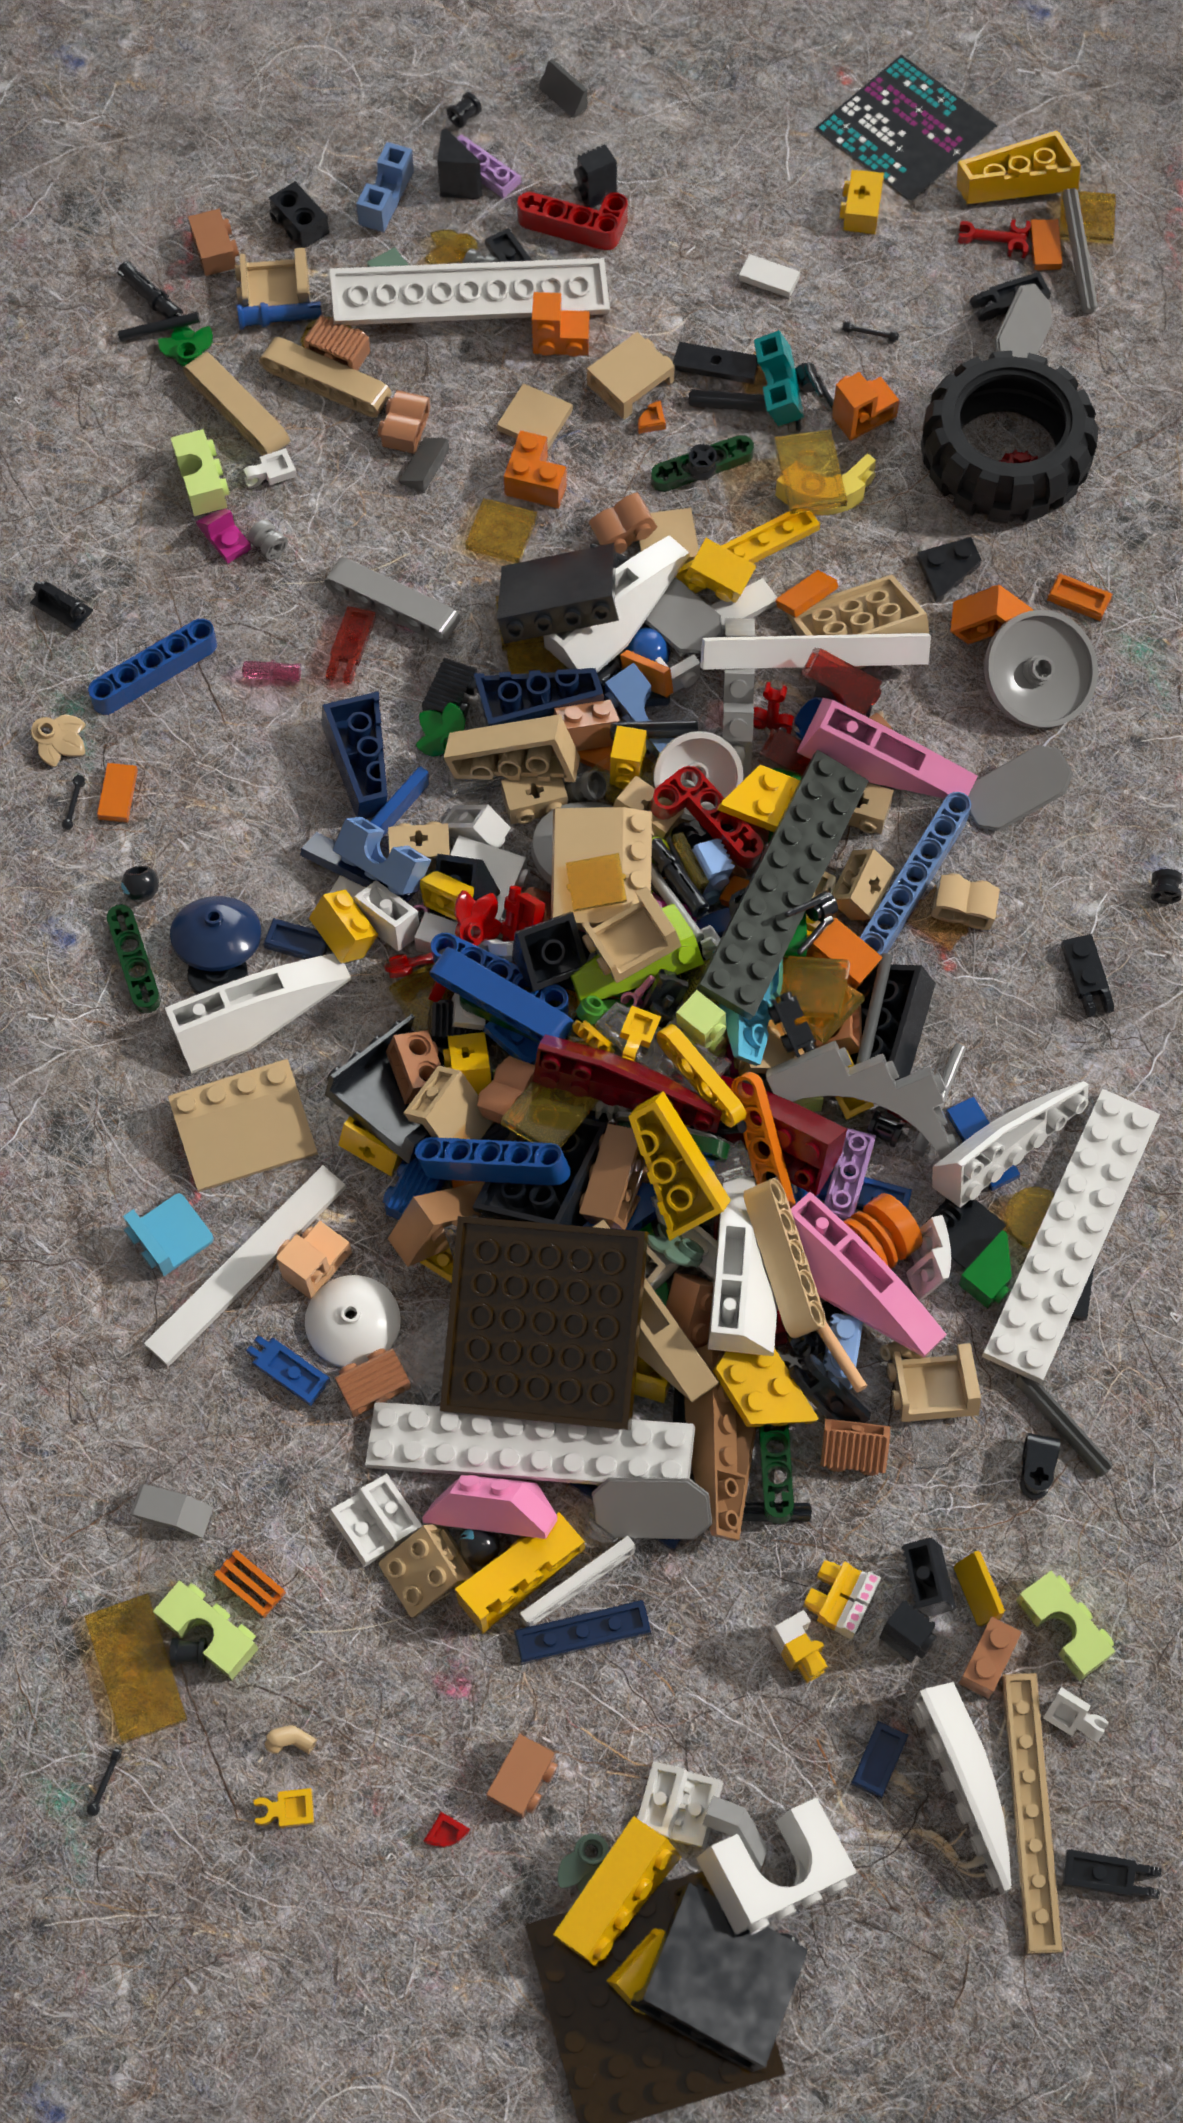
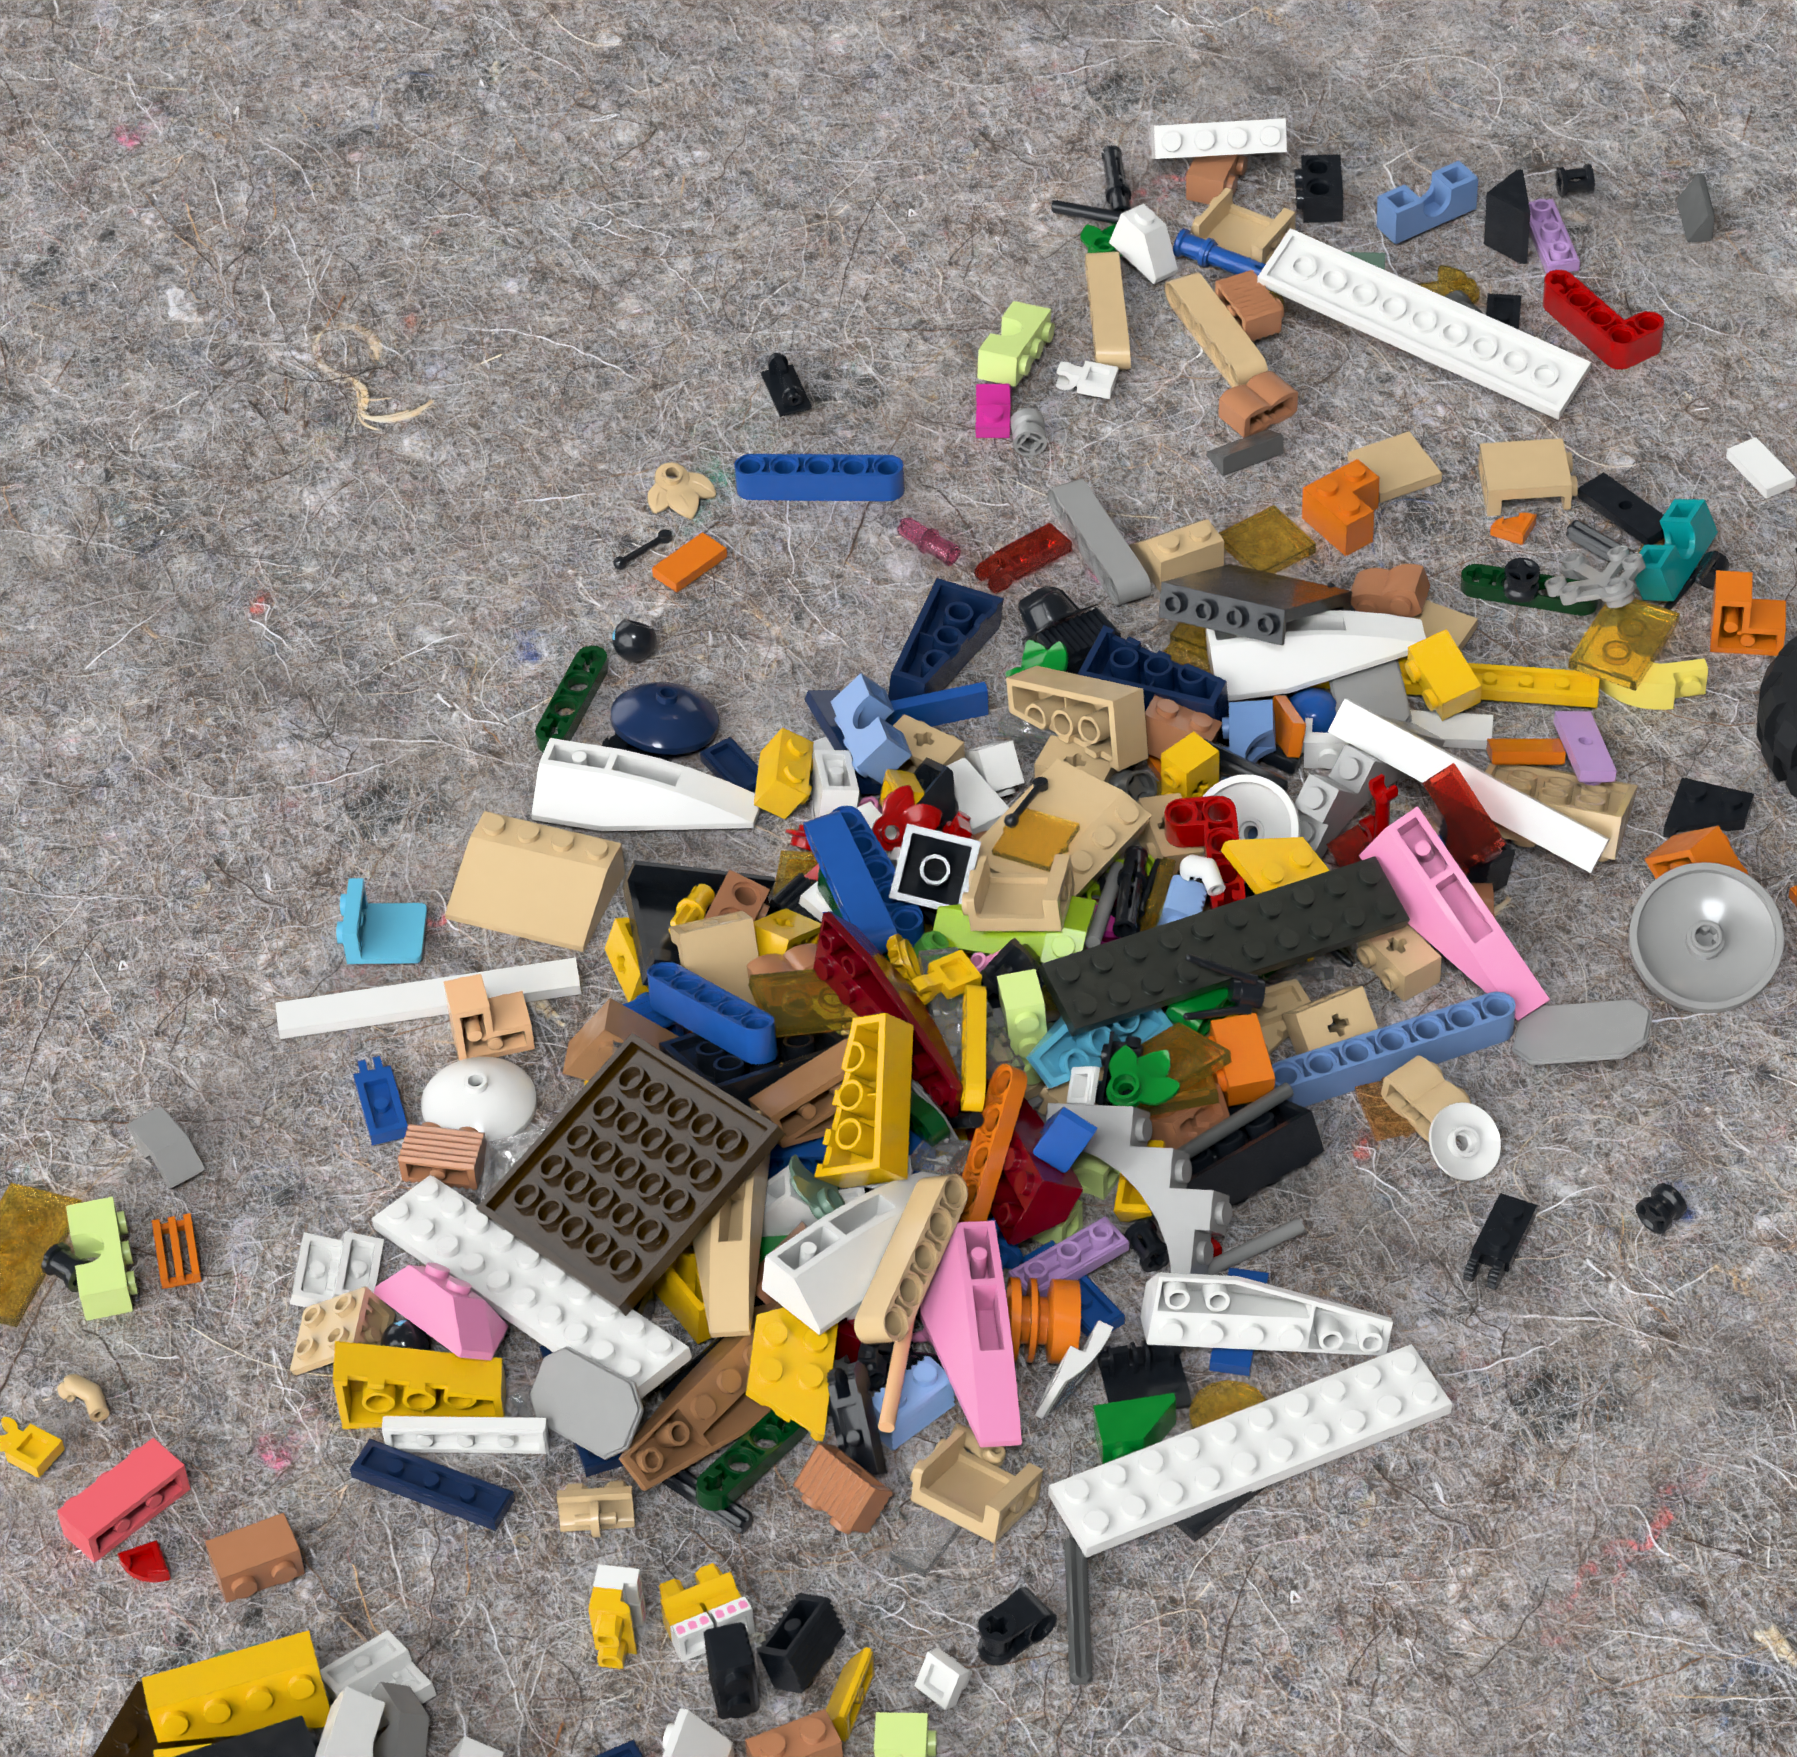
camera: 40 degrees right, 20 degrees down
(221, 334) = (1145, 243): none -> white slope
(229, 198) = (1218, 138): none -> white arch
(391, 1799) = (123, 1499): none -> coral brick
(392, 1084) = (694, 906): none -> yellow axle
(414, 680) = (1046, 607): none -> black piece
(453, 574) = (1180, 552): none -> tan slope
(556, 329) = (1481, 398): orange brick -> none
(563, 838) = (1039, 785): none -> black hinge
(595, 176) = (1649, 285): black brick -> none
(712, 1575) = (596, 1508): none -> tan hips
(718, 830) = (1204, 868): none -> white arm
(780, 1049) = (1083, 1085): none -> white slope
(783, 439) = (1594, 584): none -> light grey plant
(815, 1017) = (1143, 1075): none -> green plate
(815, 1104) = (1063, 1139): none -> blue slope
(844, 567) = (1585, 747): none -> lavender tile
(1015, 918) = (1478, 1138): none -> white dish
(1029, 1534) = (942, 1678): none -> white tile

